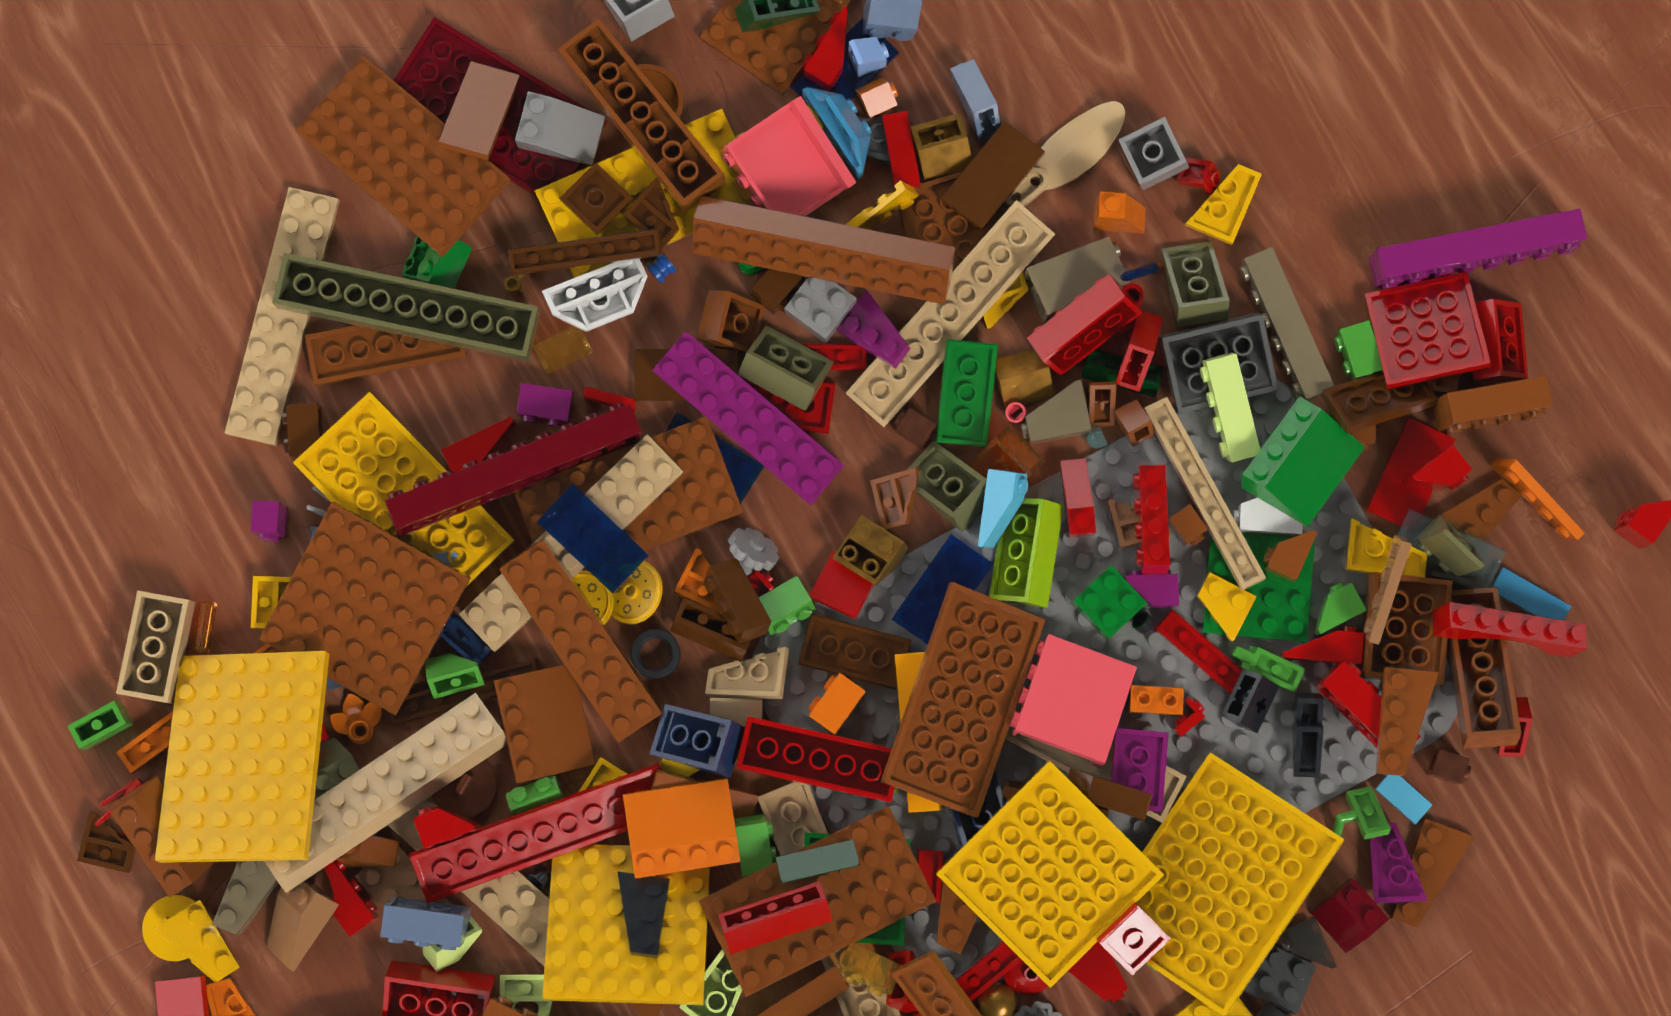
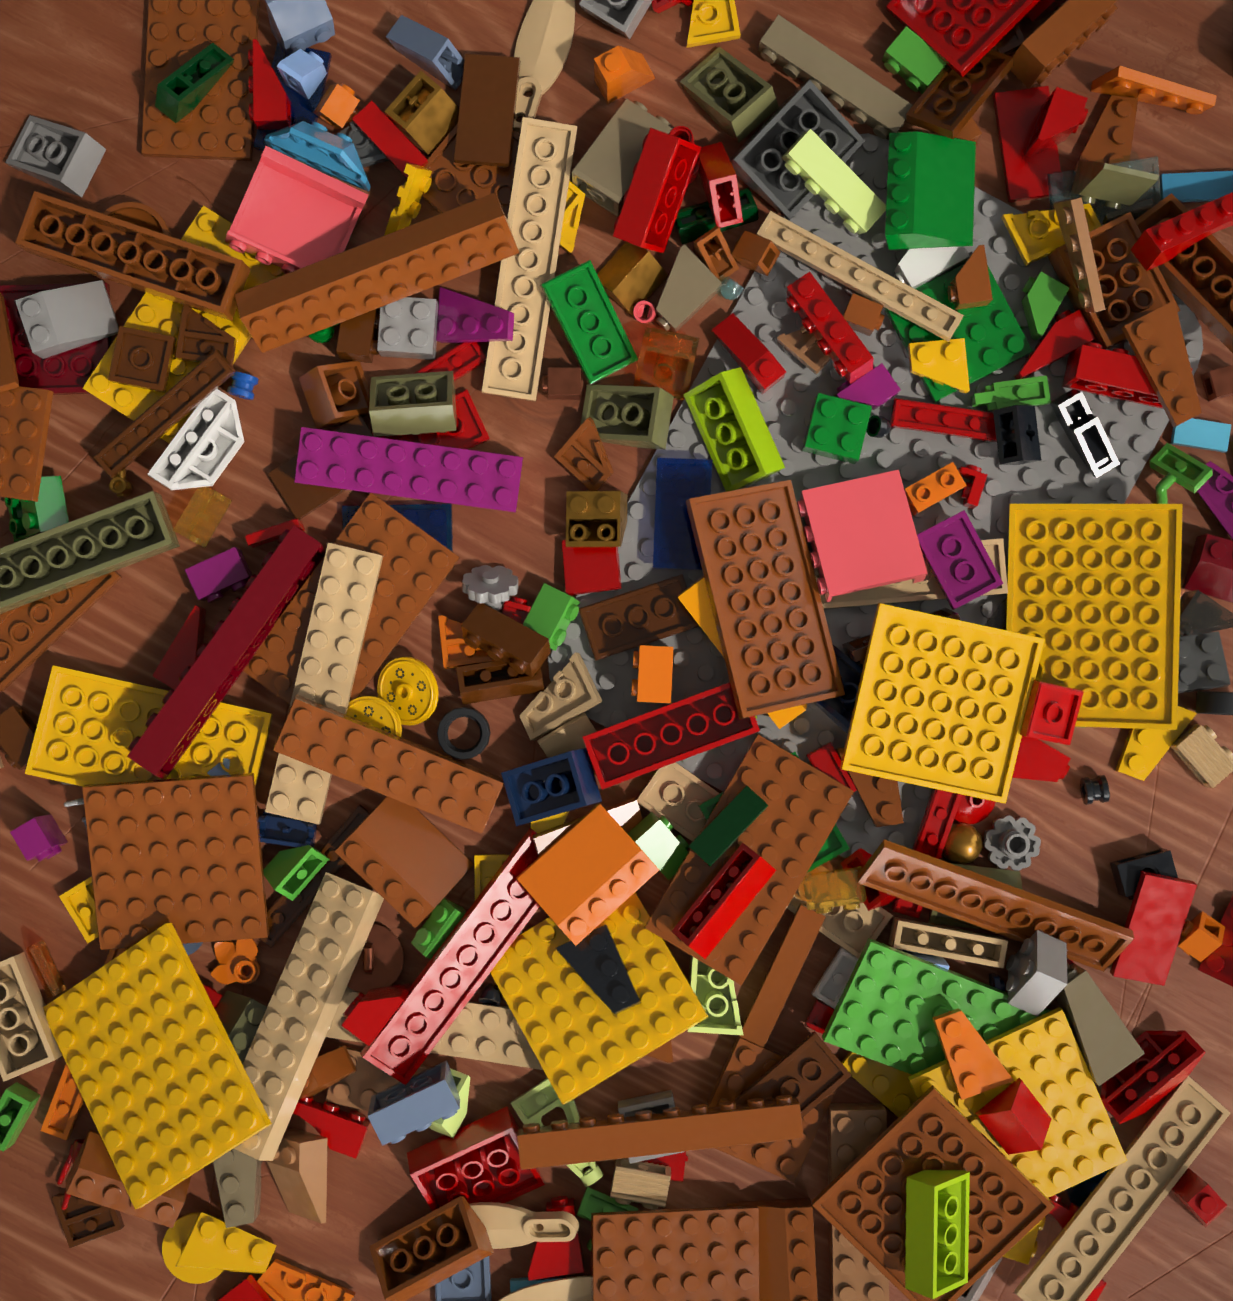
camera: 35 degrees left, 5 degrees up
(593, 538) = (340, 667): clear blue plate -> none
(1001, 501) = (684, 398): medium azure slope -> none
(1111, 794) = (950, 597): reddish brown slope -> none
(1141, 271) = (675, 112): clear blue piece -> none

